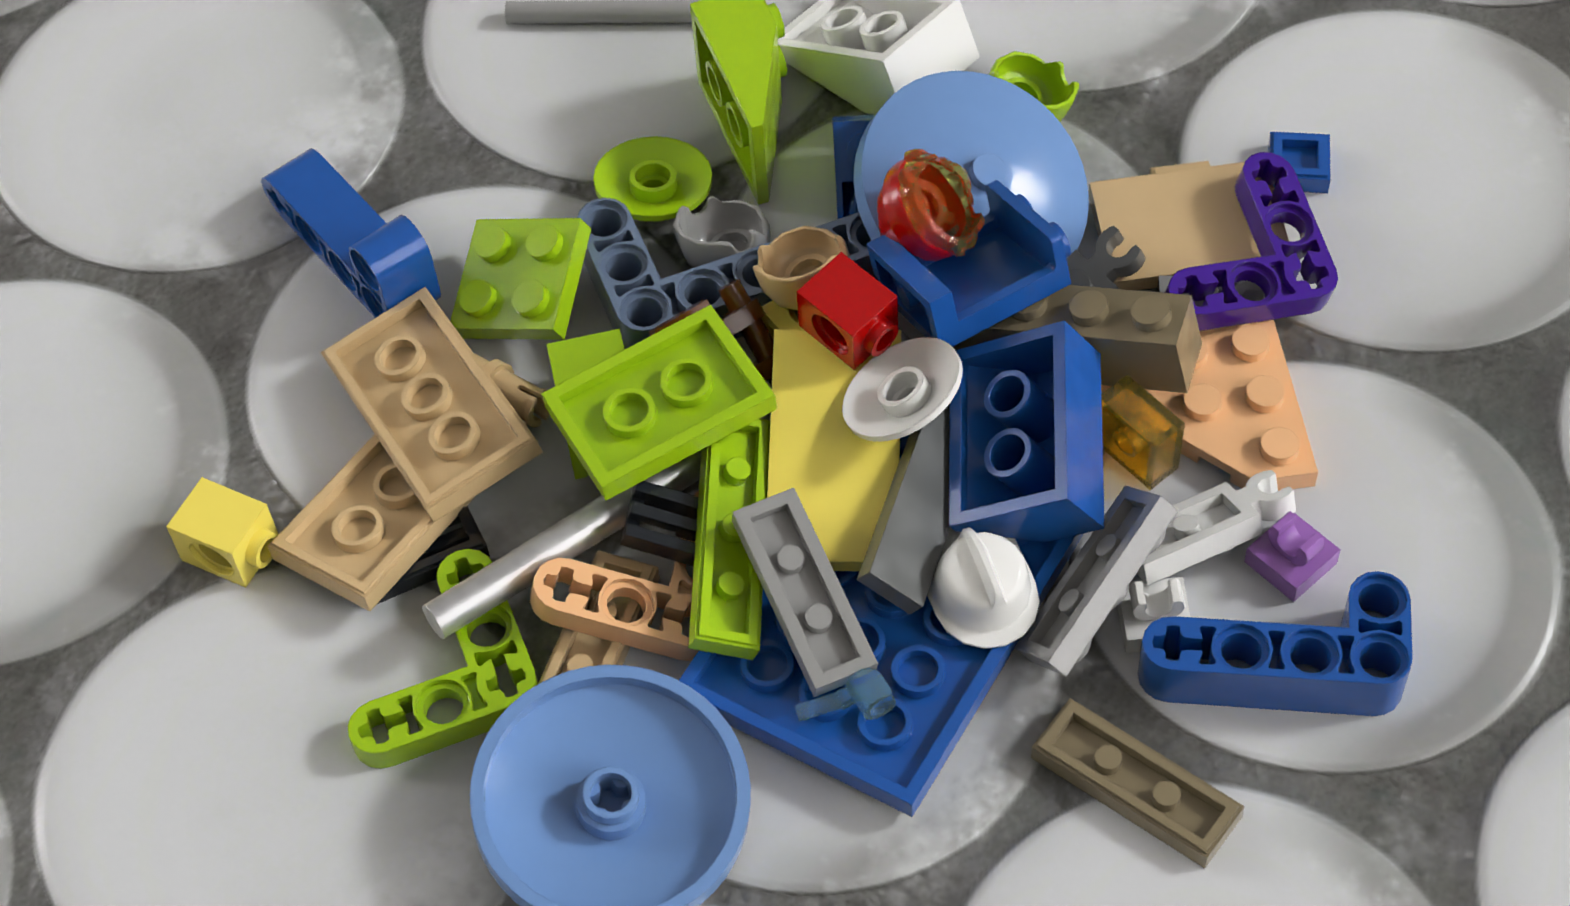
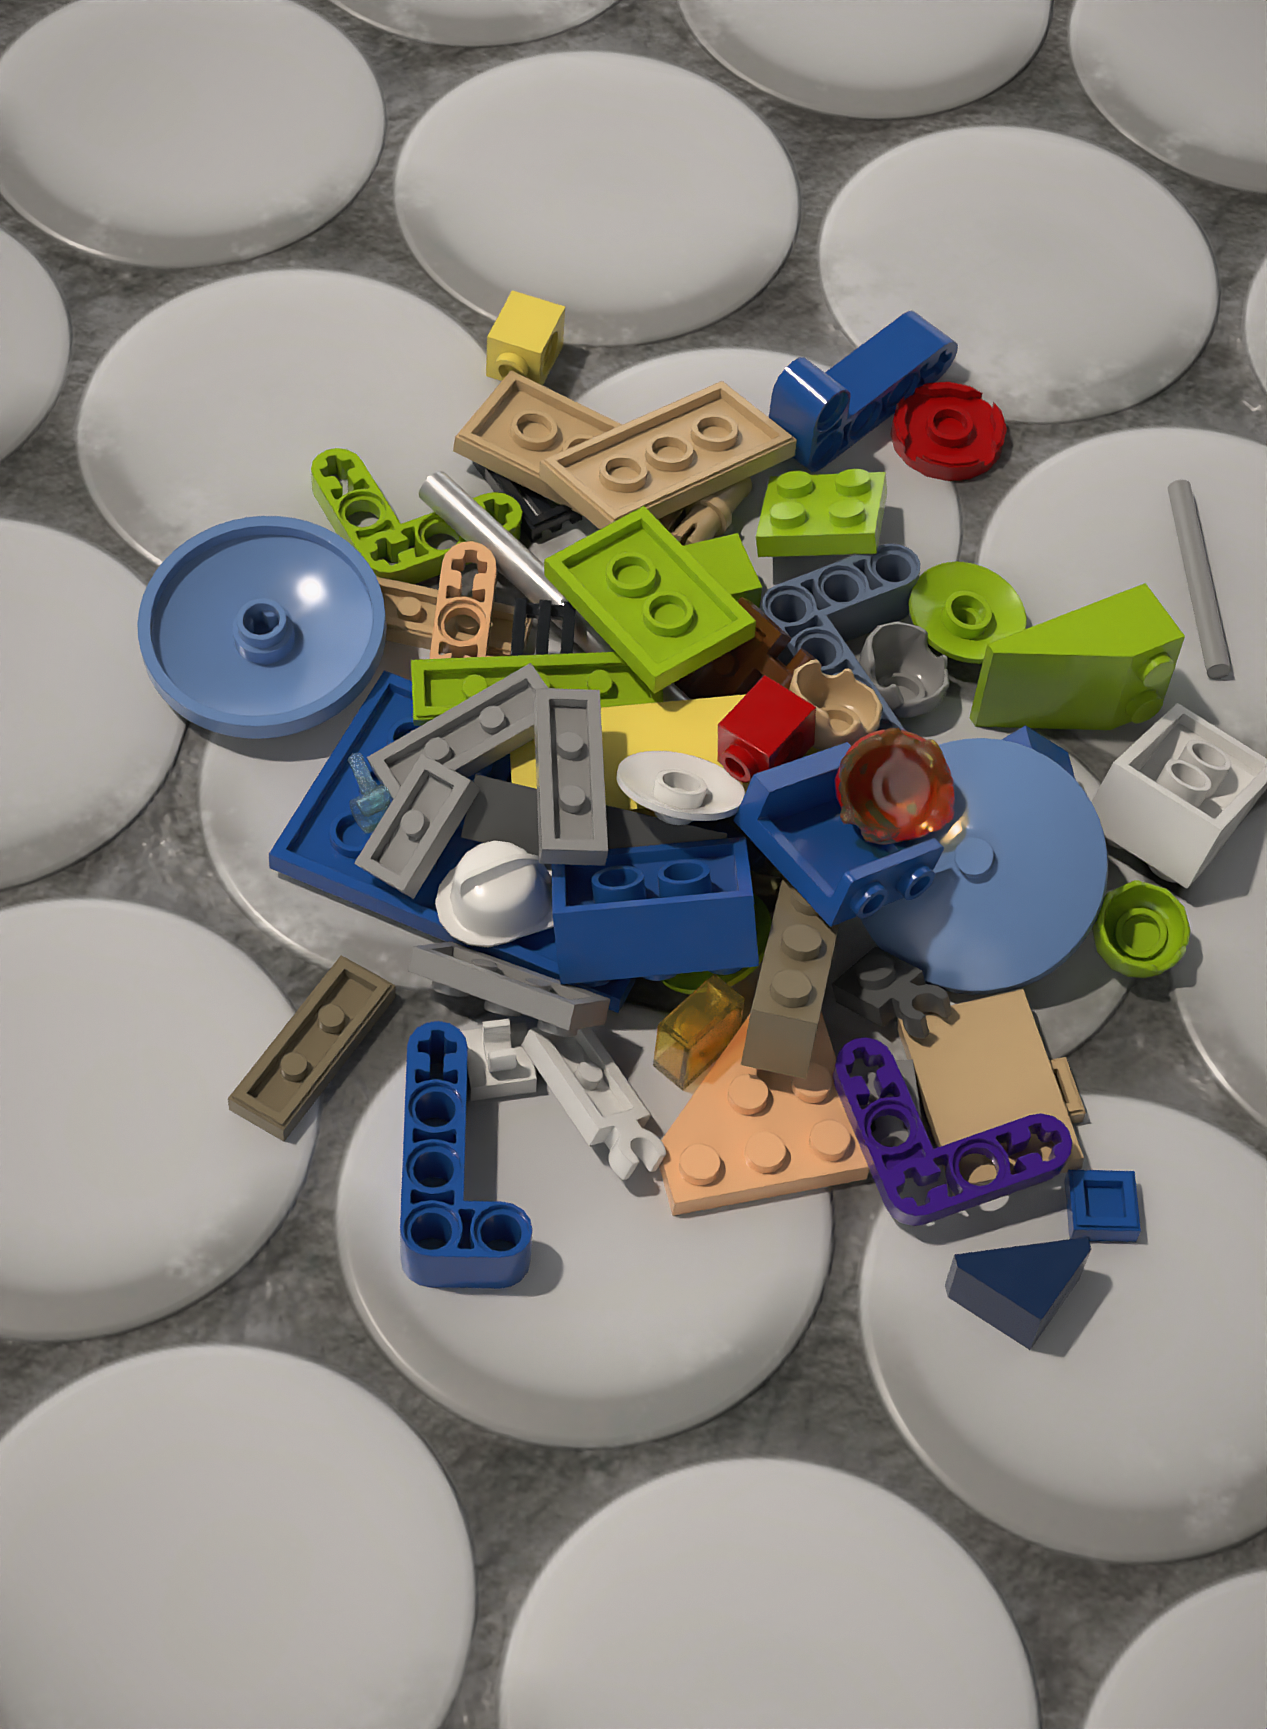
camera: 75 degrees right, 0 degrees up
(409, 176) = (948, 431): none -> red tile
(890, 478) = (570, 777): none -> light grey plate
(915, 640) = (417, 825): none -> light grey plate
(1292, 555) = (576, 1184): medium lavender tile -> none
(1396, 214) = (1018, 1285): none -> dark blue slope

